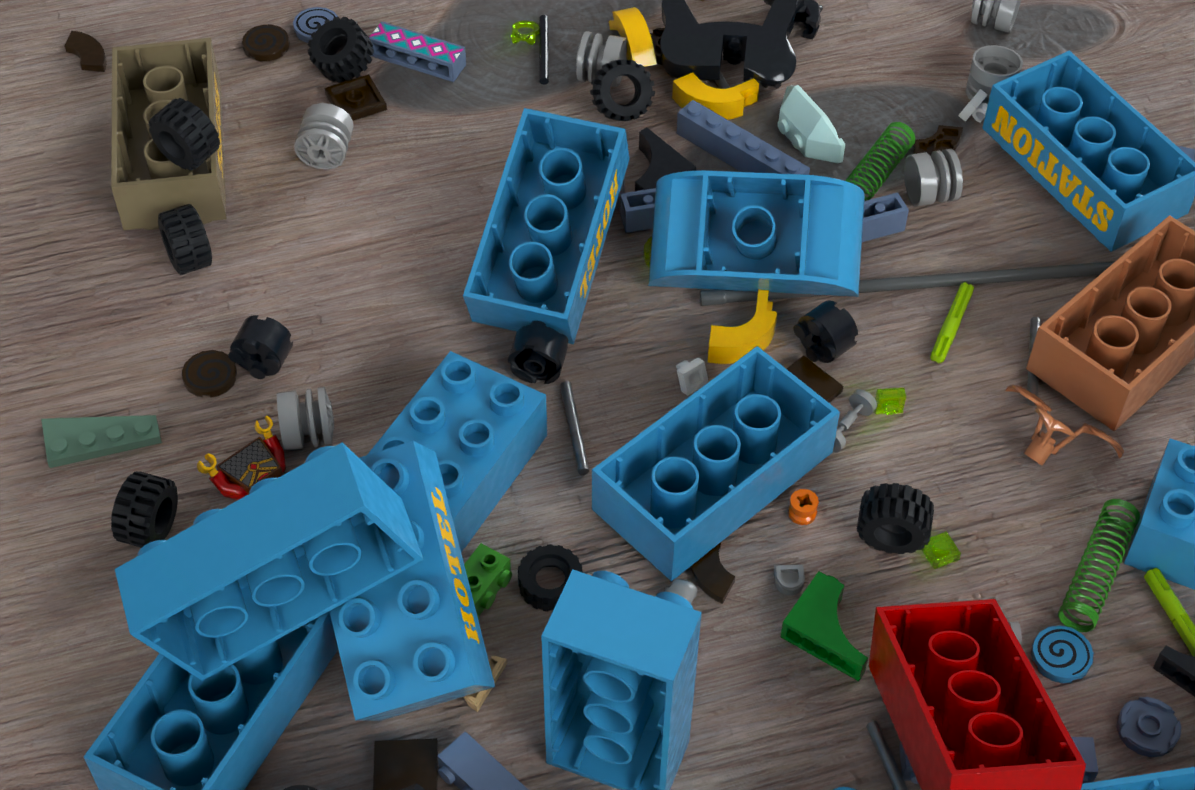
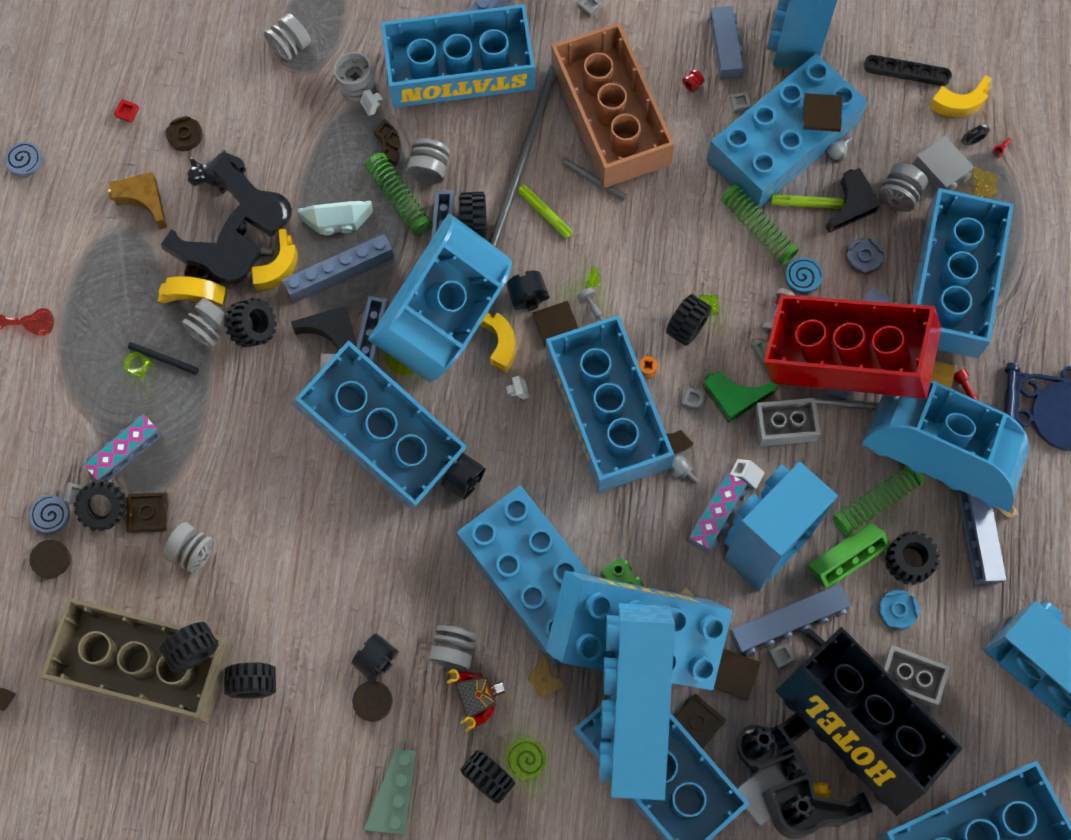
camera: 65 degrees left, 20 degrees up
(316, 747) = (700, 720): none -> dark brown tile
(536, 560) = (636, 523): black tyre -> none
(574, 427) = (525, 477): flat silver bar -> none
(713, 681) = (748, 472): none -> white brick
(817, 700) = (787, 422): none -> light grey brick
(892, 240) = (473, 211): none -> black tyre
(1042, 444) = (665, 203): nougat plant -> none

